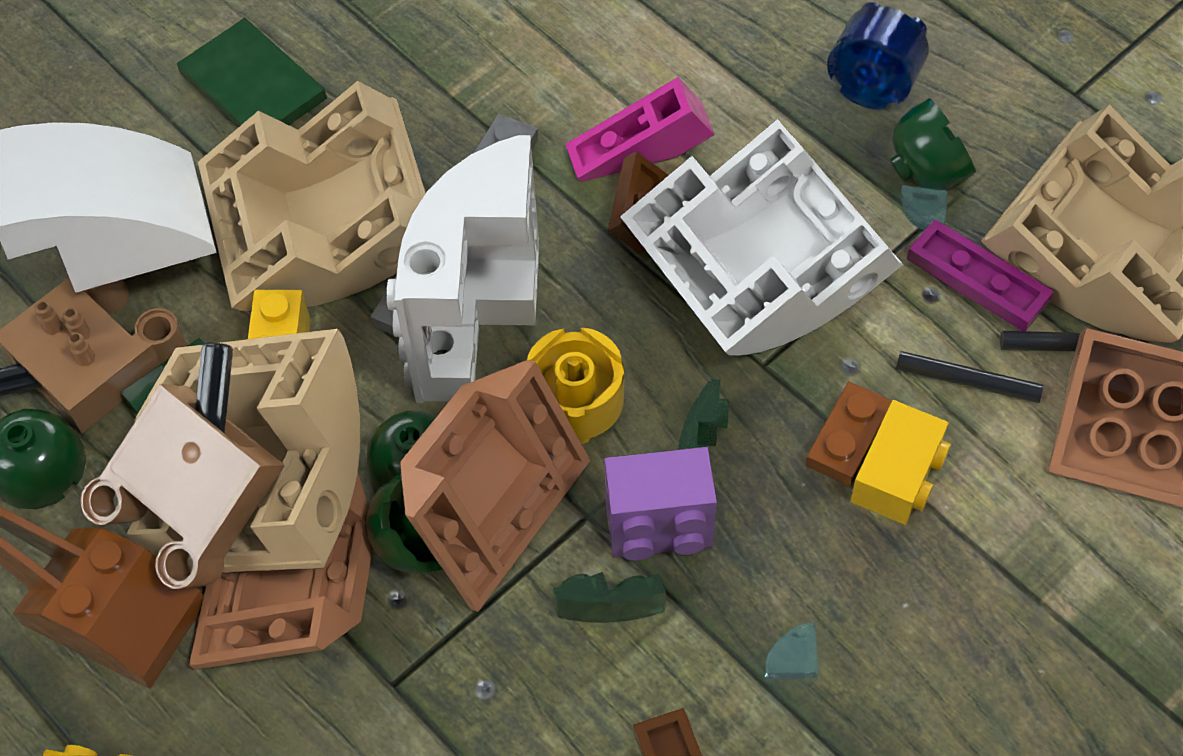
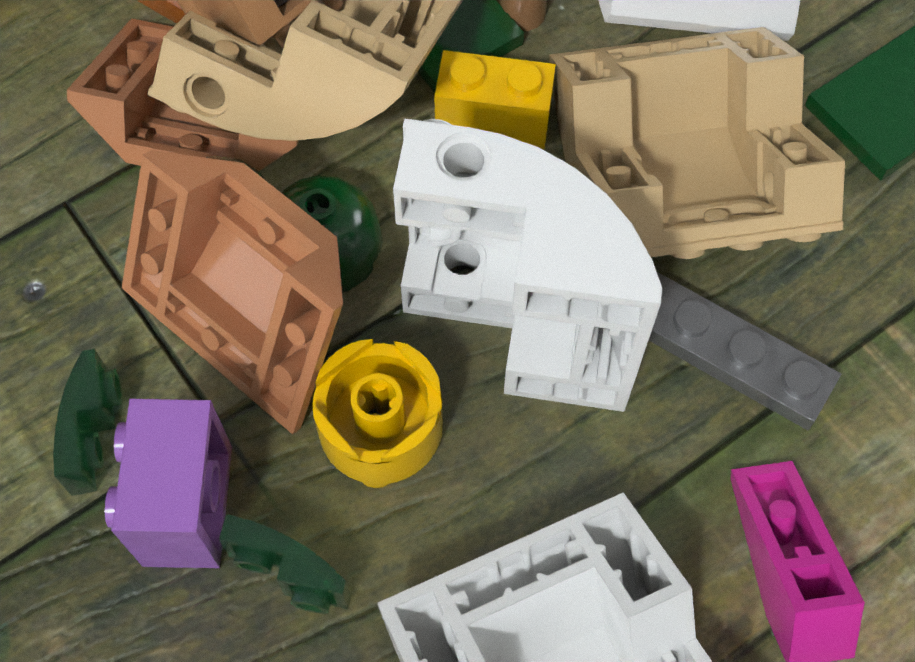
camera: 95 degrees right, 5 degrees up
(635, 181) = (696, 541): reddish brown plate -> none

